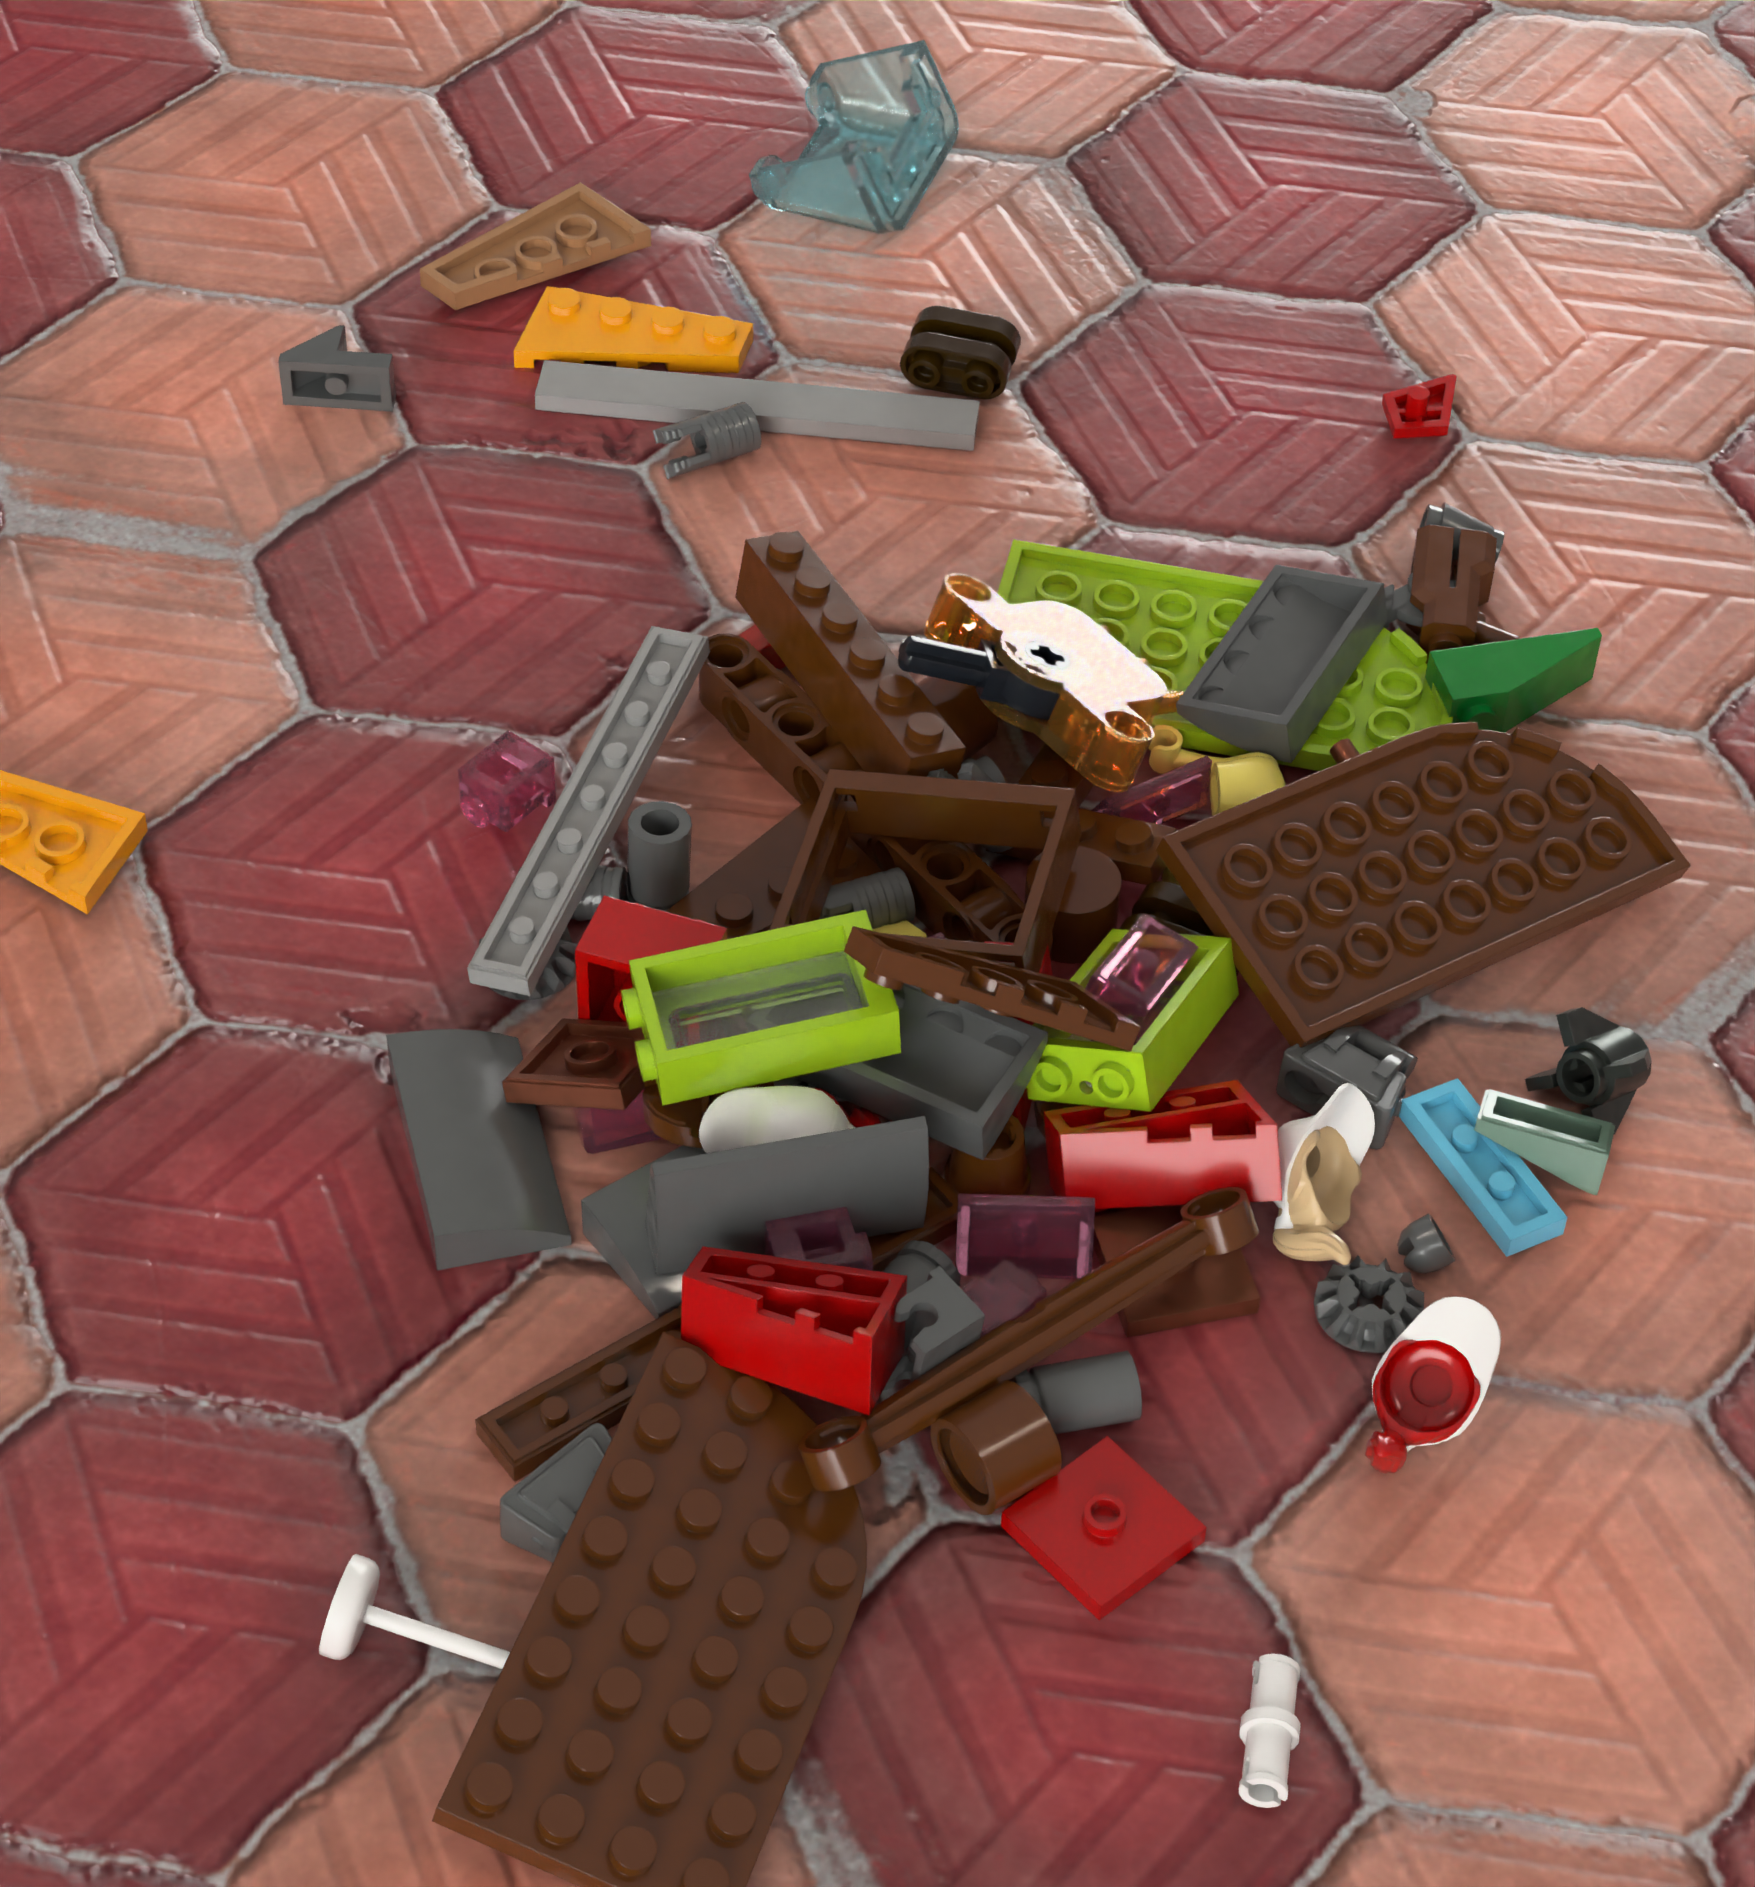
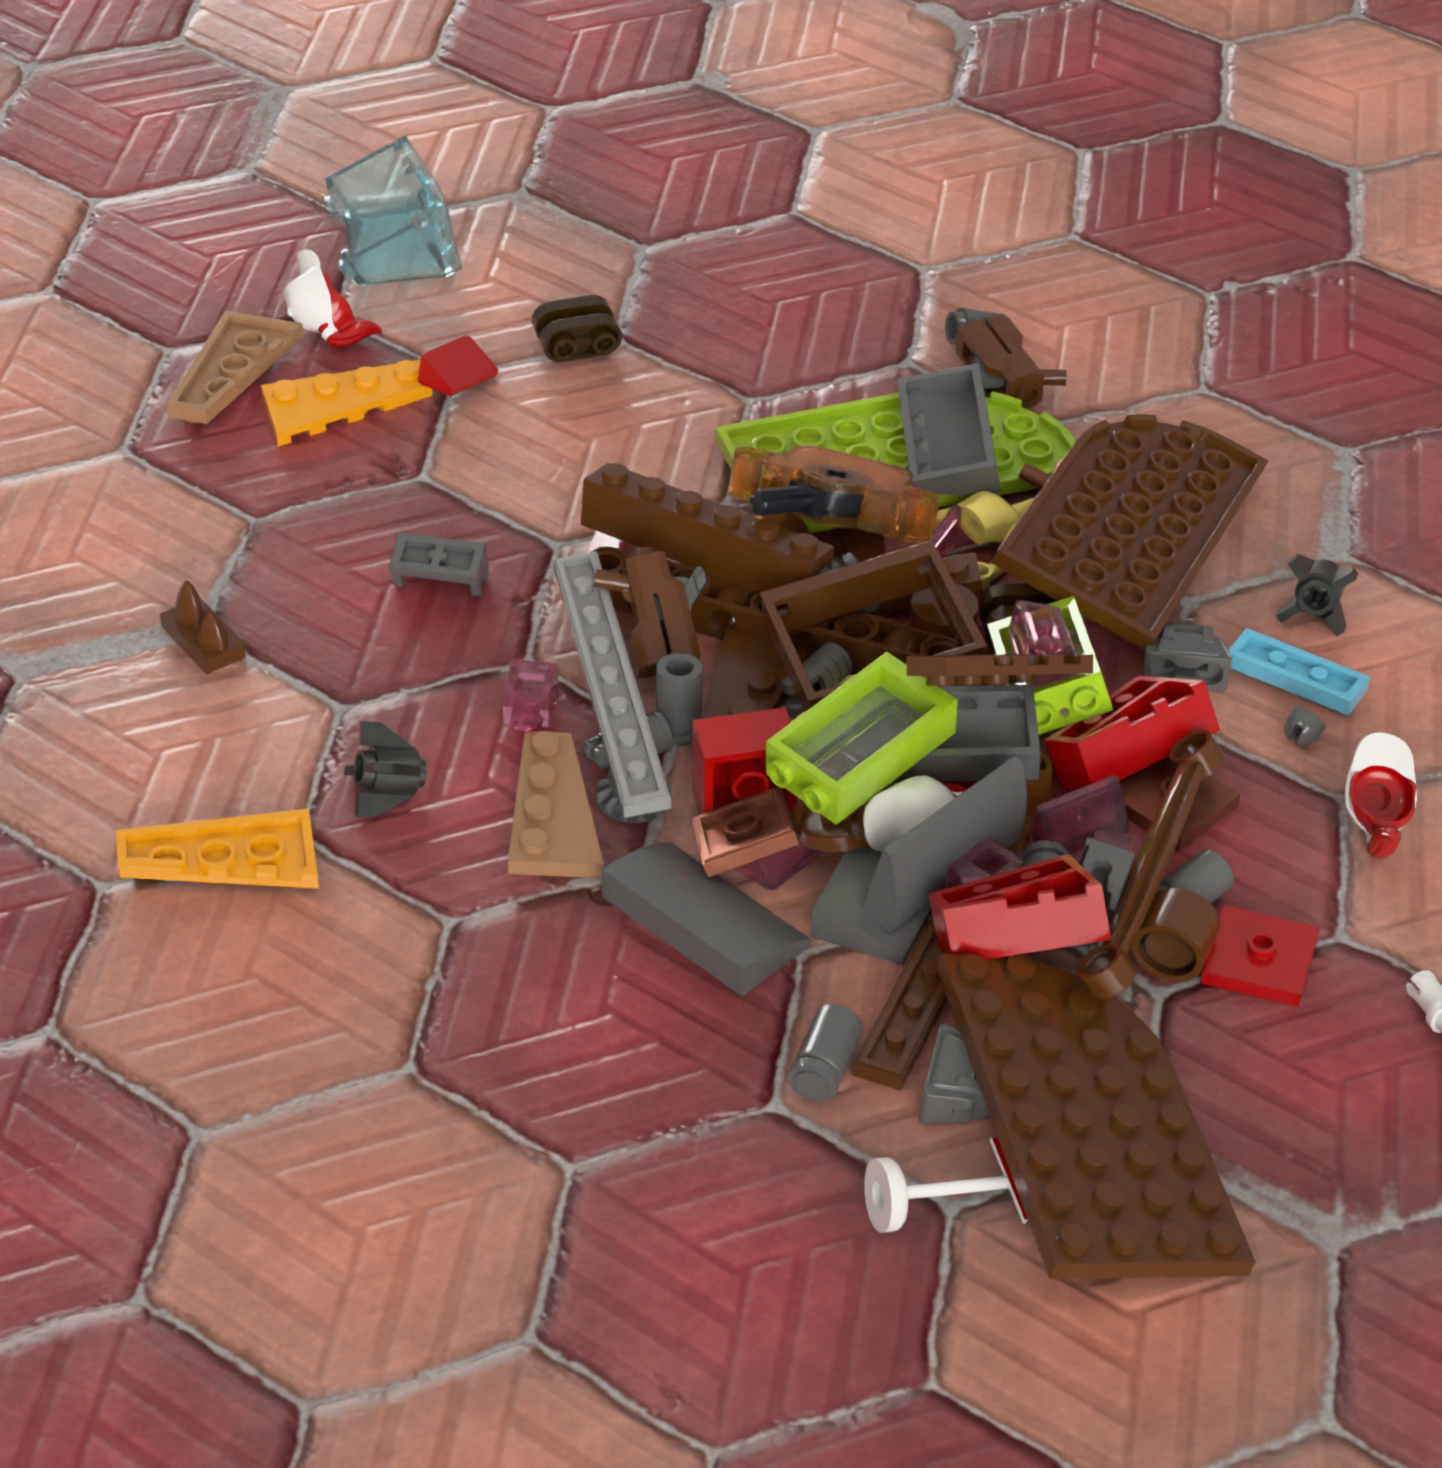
camera: 30 degrees left, 5 degrees down
(231, 553) = (201, 631): none -> reddish brown tile
(264, 805) = (387, 770): none -> pearl dark grey brick
(330, 376) = (167, 494): dark grey slope -> none
(409, 947) = (552, 812): none -> medium nougat wing
(448, 1389) = (825, 1053): none -> dark grey piece
(545, 578) = (440, 560): none -> dark grey hinge
(682, 223) = (321, 308): none -> white hair
(714, 436) = (464, 438): dark grey hinge -> none
(723, 740) = (658, 605): none -> reddish brown piece
(776, 346) = (455, 366): none -> red slope
(777, 405) = (466, 410): light grey tile -> none
(1319, 1174) = (1233, 736): tan hair -> none
(1367, 1327) = (1312, 784): dark grey gear -> none
(1420, 408) = (886, 261): red piece -> none
(1511, 678) = (1079, 395): green slope -> none
(1549, 1137) = (1333, 637): sand green slope -> none

